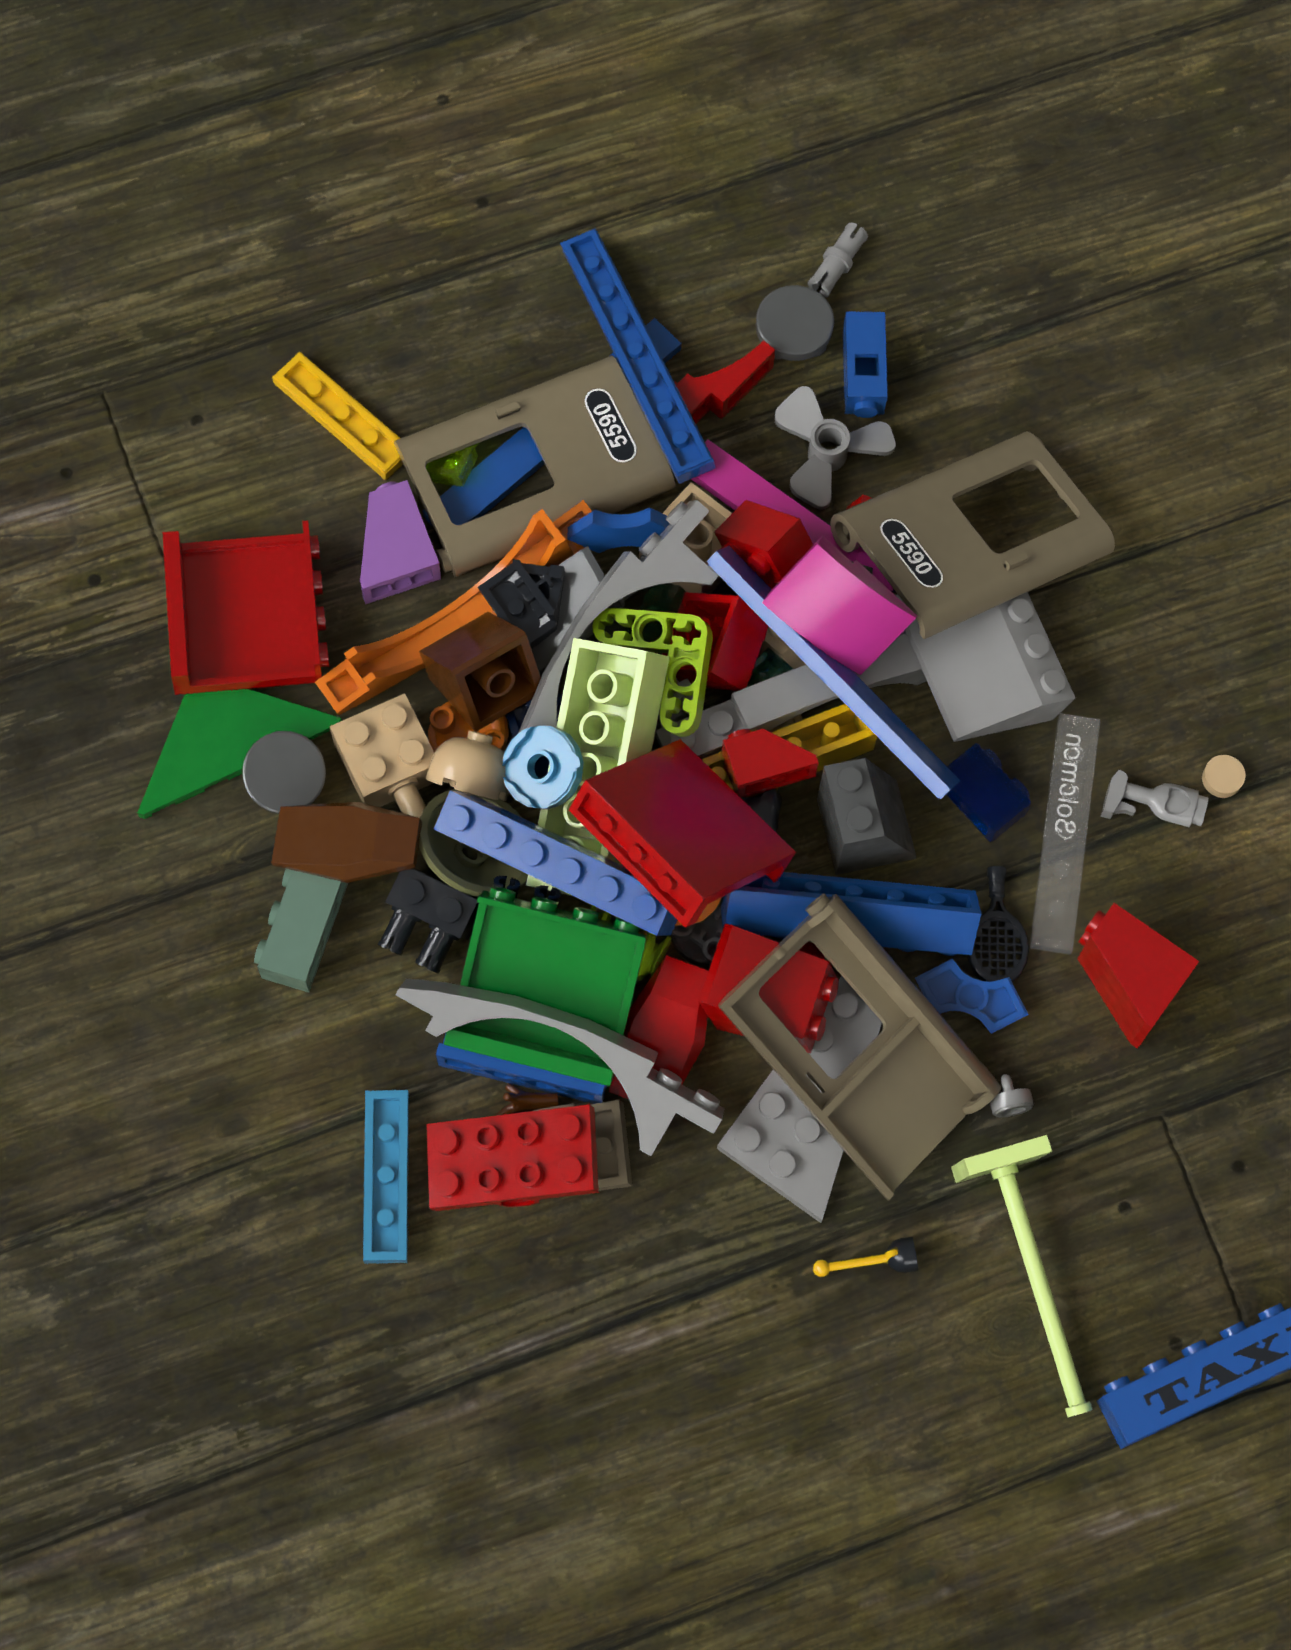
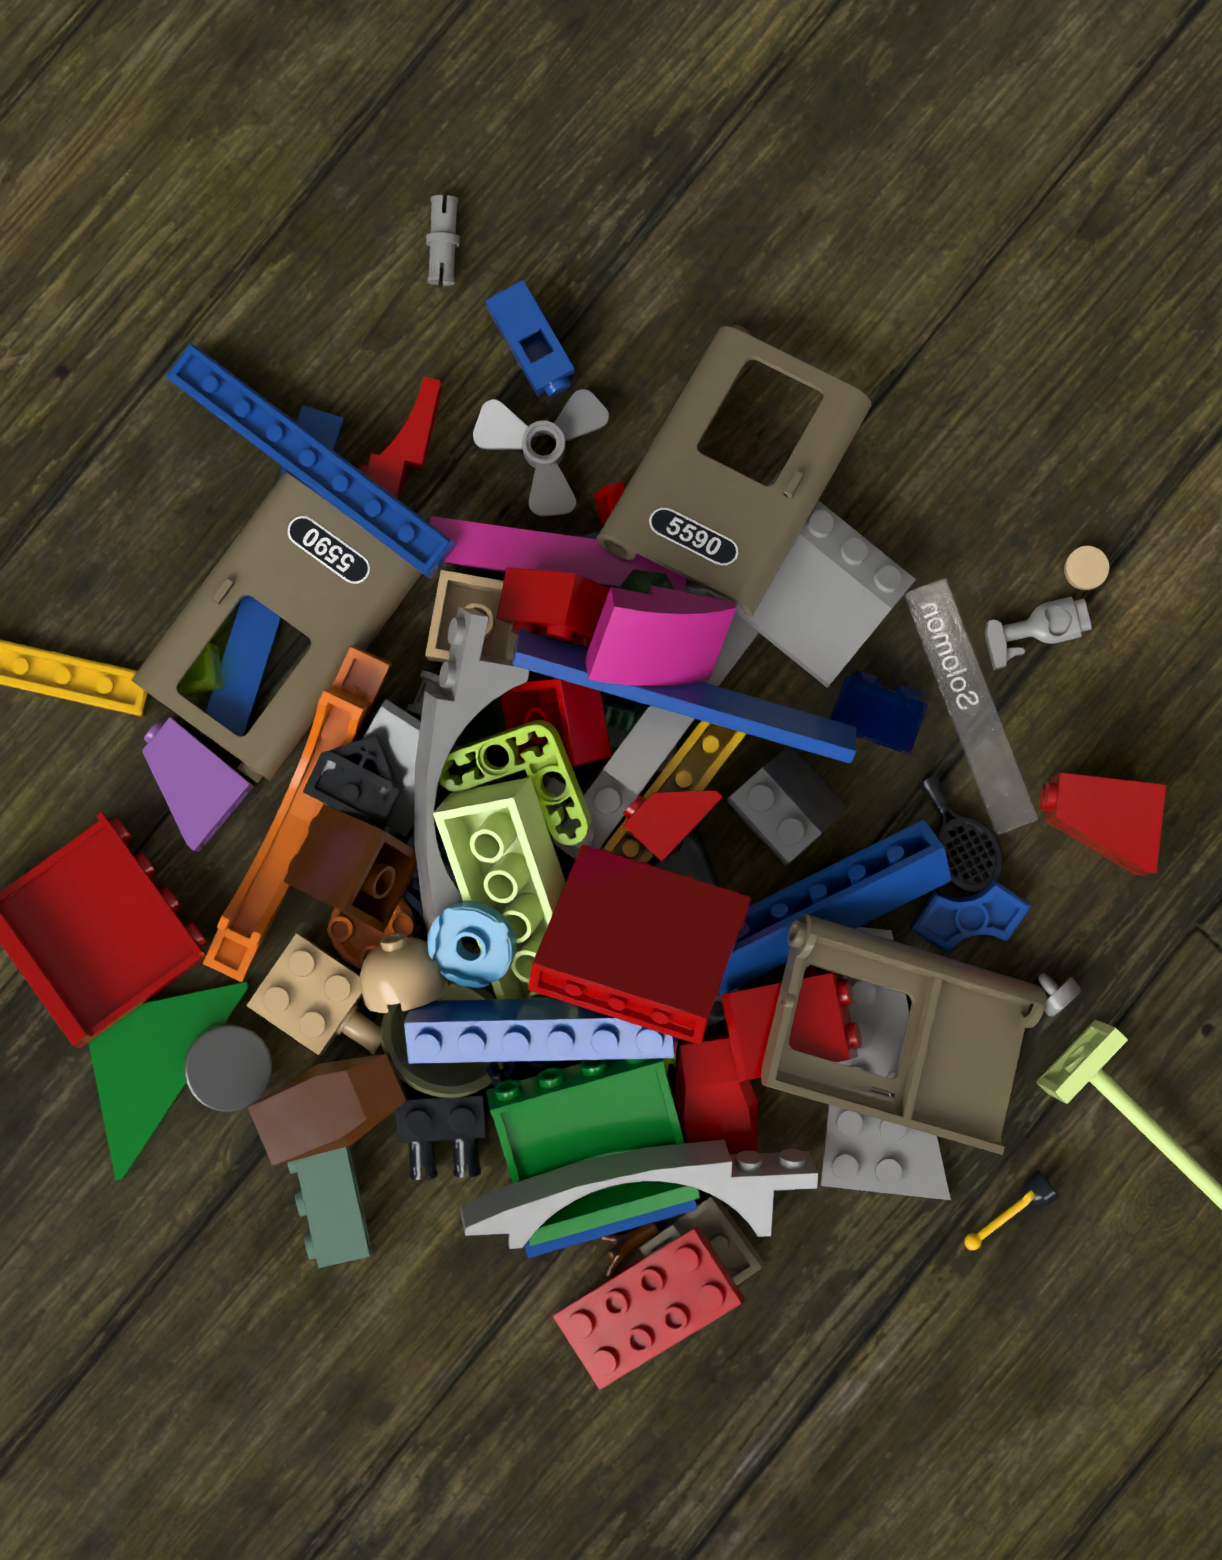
camera: 25 degrees left, 15 degrees up
(386, 1176) = (545, 1384): dark azure plate -> none
(606, 531) = (397, 671): blue tile -> none
(795, 322) = (439, 333): dark grey tile -> none

